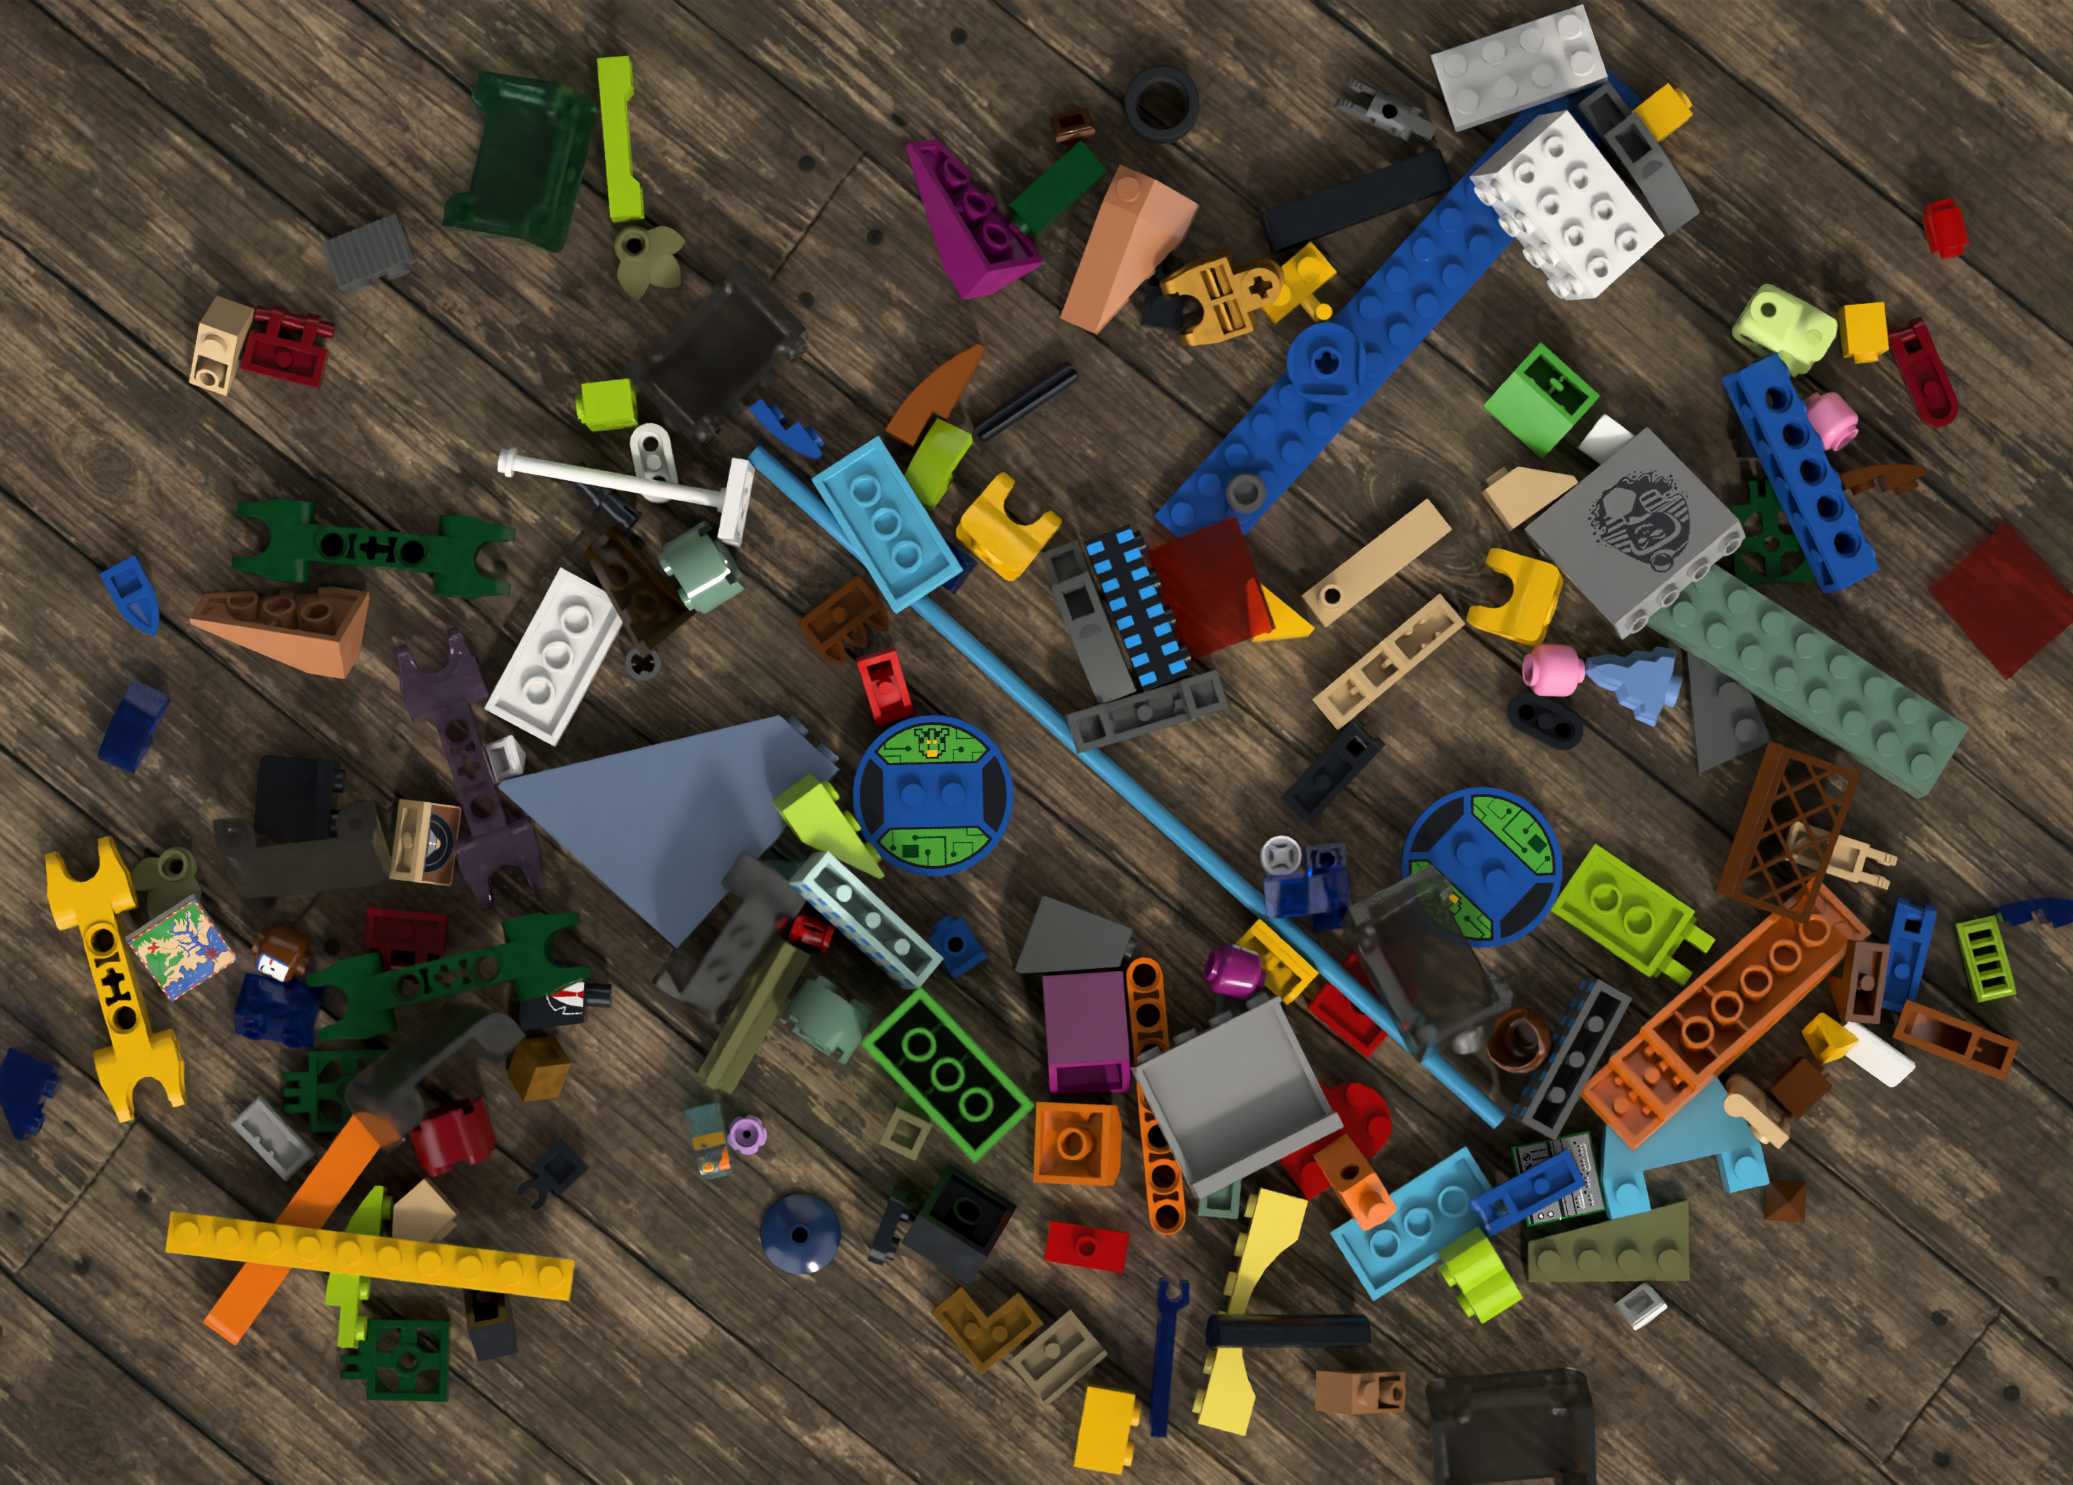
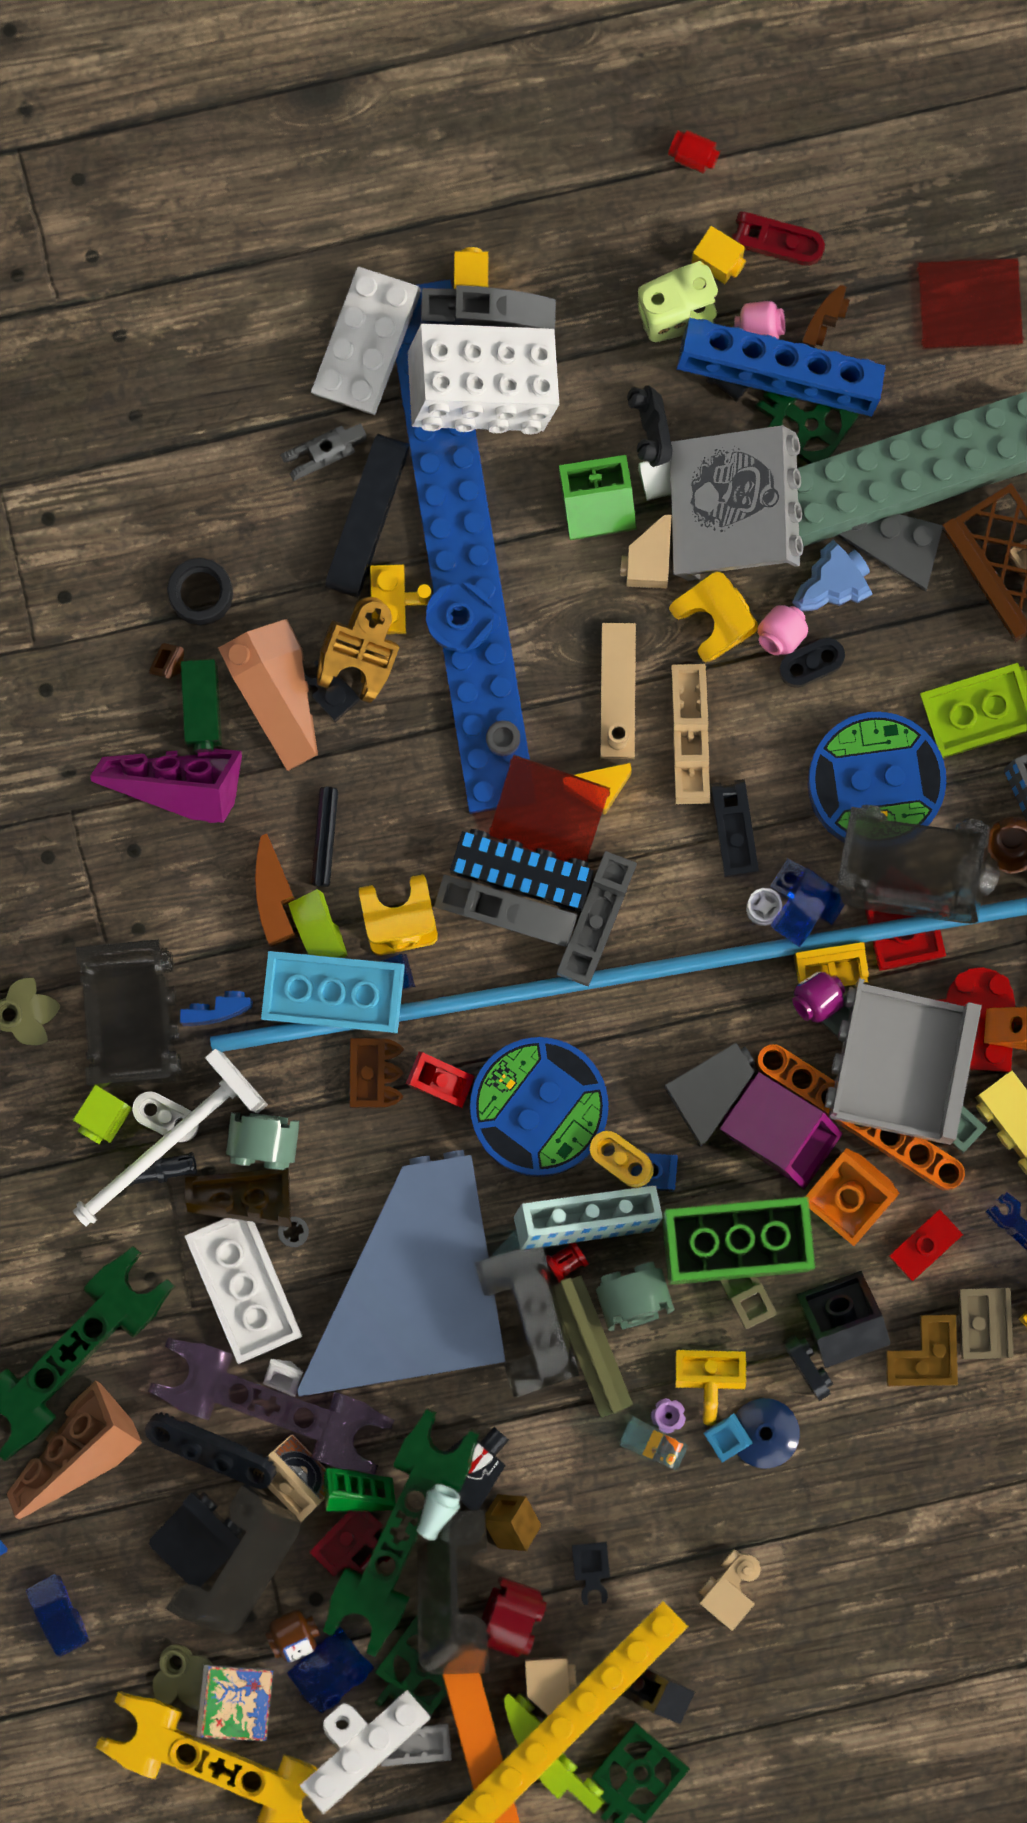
camera: 40 degrees left, 5 degrees down
(231, 1092) = (361, 1747): none -> white plate
(387, 746) = (210, 1450): none -> black plate
(439, 906) = (348, 1501): none -> green slope
(493, 994) = (438, 1510): none -> light aqua cone
(623, 1313) = (724, 1595): none -> tan brick
(769, 1203) = (728, 1437): none -> dark azure tile
(815, 1141) = (712, 1372): none -> yellow plate
(817, 821) = (496, 1195): lime slope -> none
(942, 910) = (622, 1160): none -> yellow plate
(1632, 419) = (658, 447): none -> black piece

